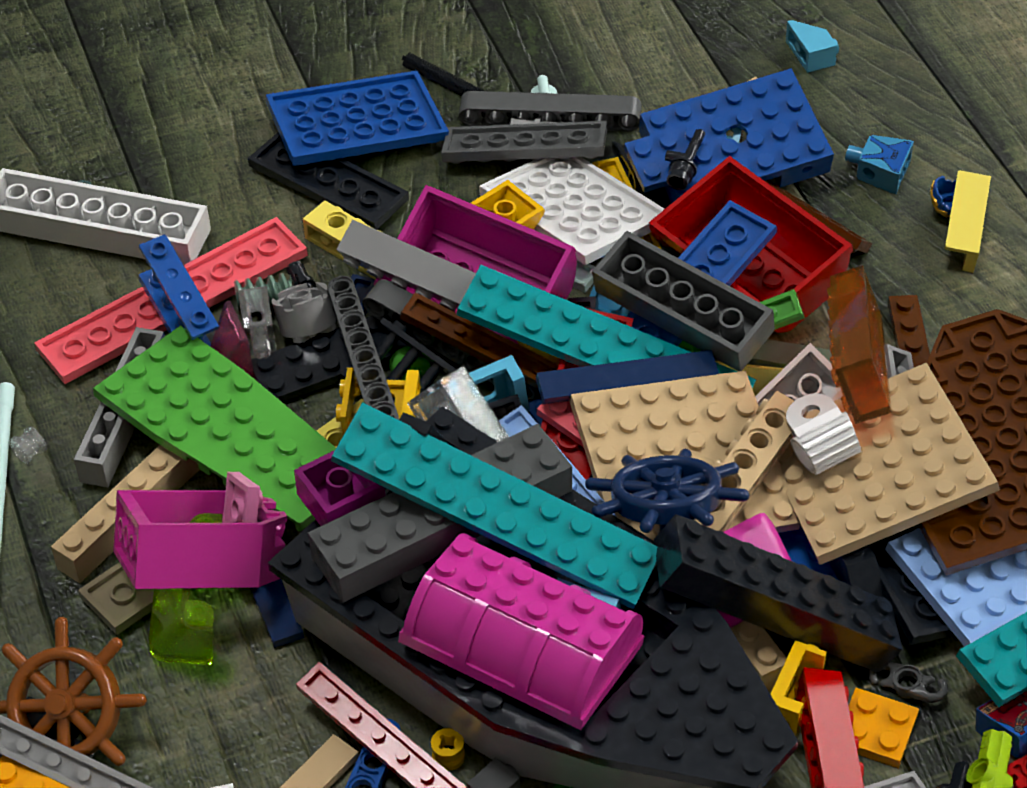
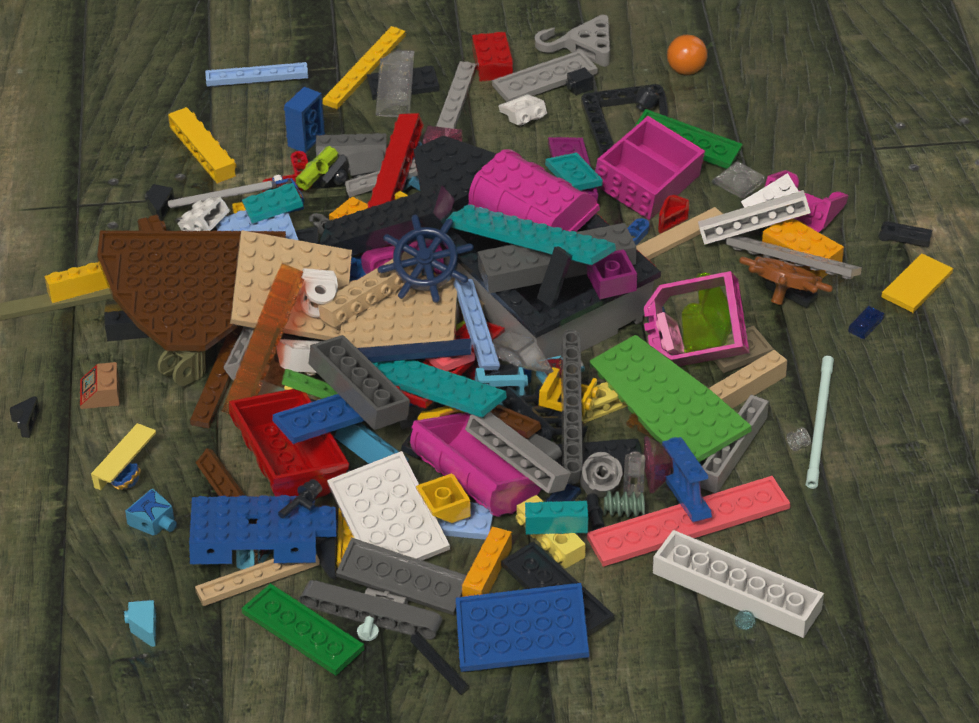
camera: 165 degrees left, 5 degrees down
(327, 222) = (556, 517): none -> teal brick
(424, 169) = (488, 563): none -> light orange brick
(618, 75) = (303, 629): none -> green plate

